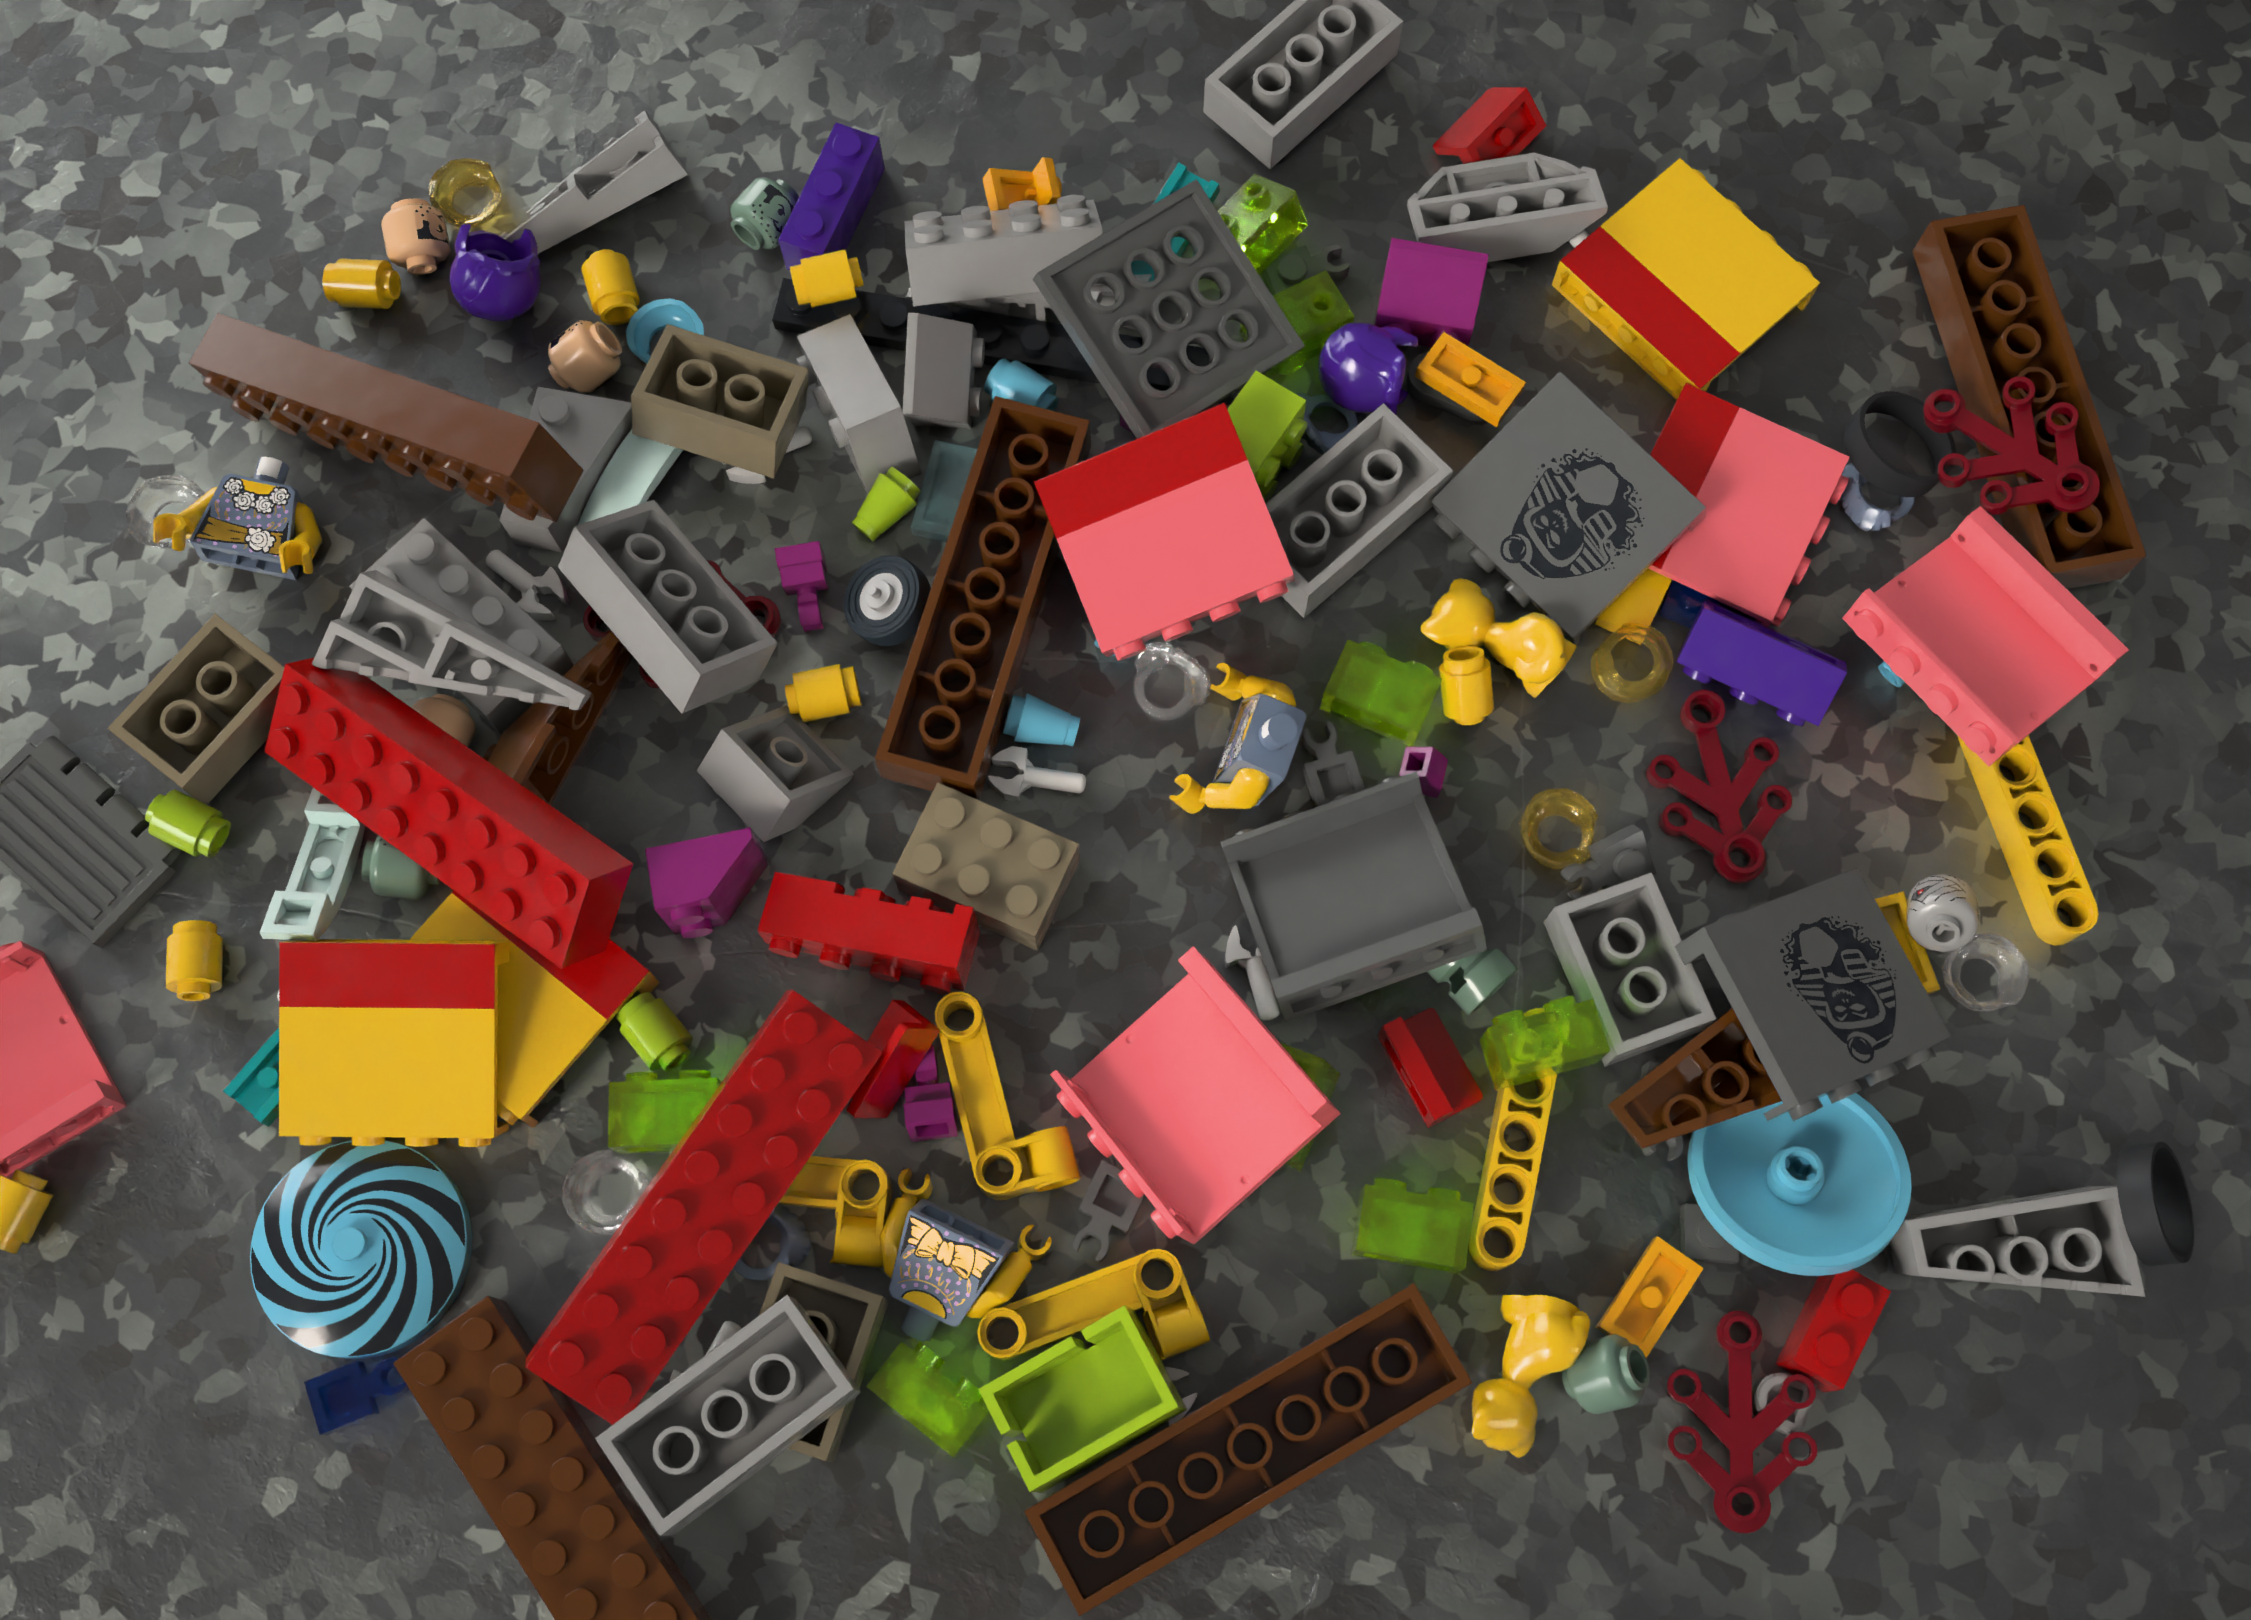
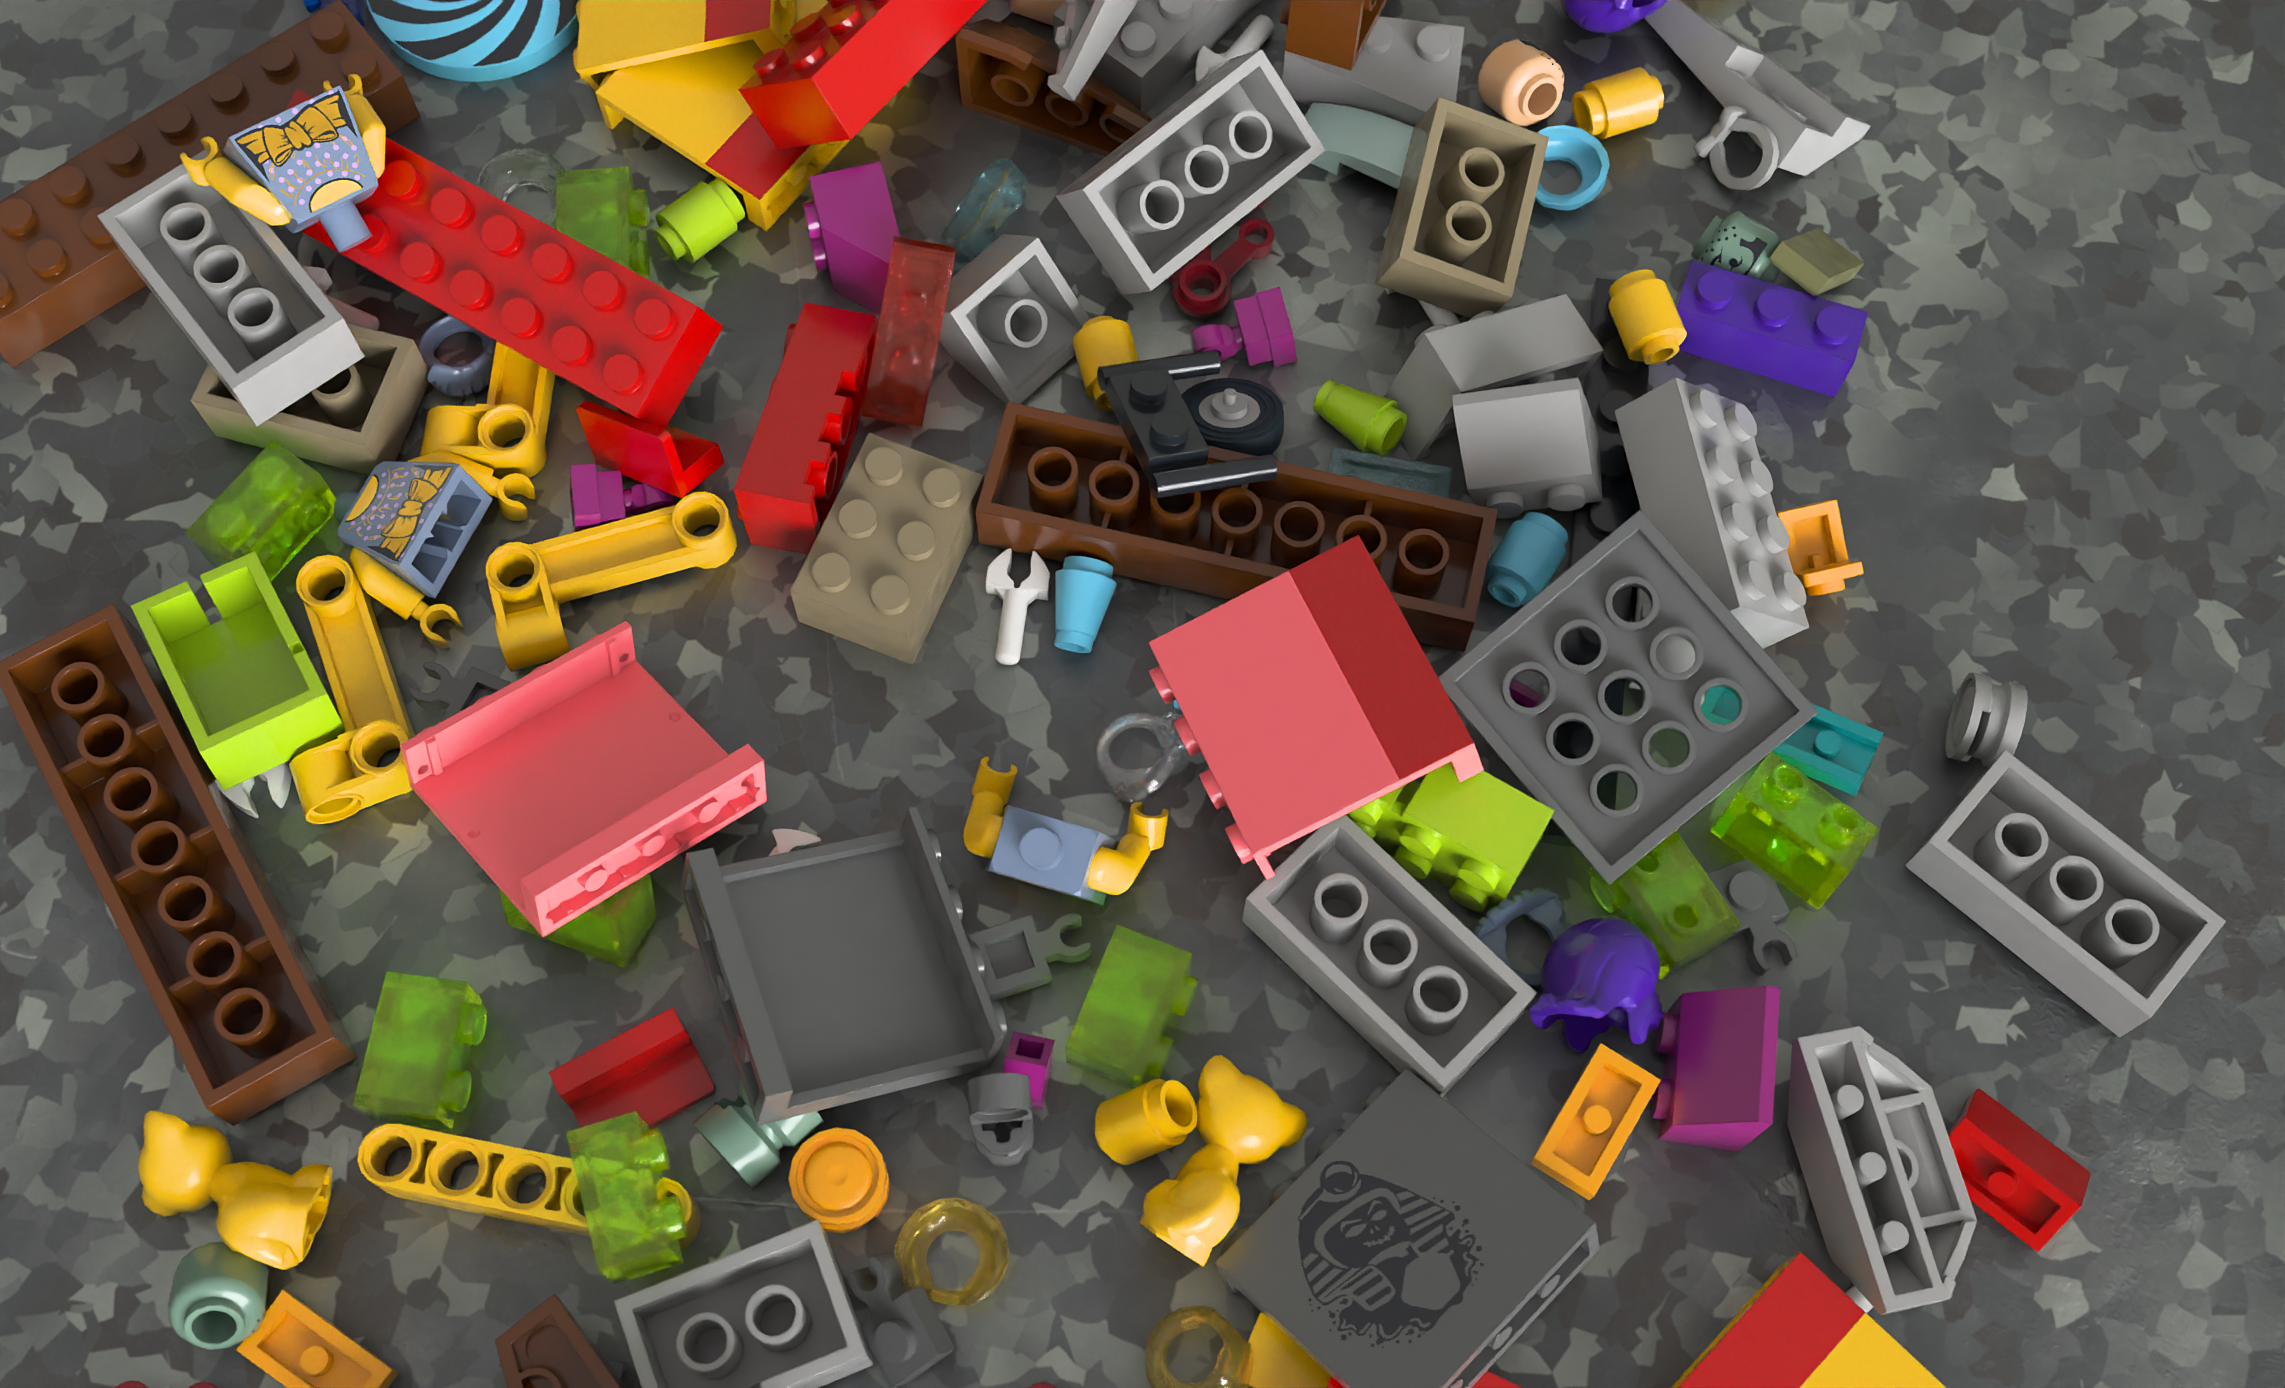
camera: 85 degrees right, 5 degrees down
(630, 1333) = (303, 164): none -> torso
(642, 199) = (1711, 146): none -> light grey piece
(668, 792) = (984, 209): none -> clear light blue plate
(779, 156) = (1816, 261): none -> olive tile
(798, 837) = (908, 330): none -> clear red tile
(907, 636) = (1164, 429): none -> black plate
(1169, 96) = (1985, 719): none -> light grey wheel
(1467, 784) = (997, 1100): none -> dark grey connector
(1509, 908) = (839, 1179): none -> light orange wheel

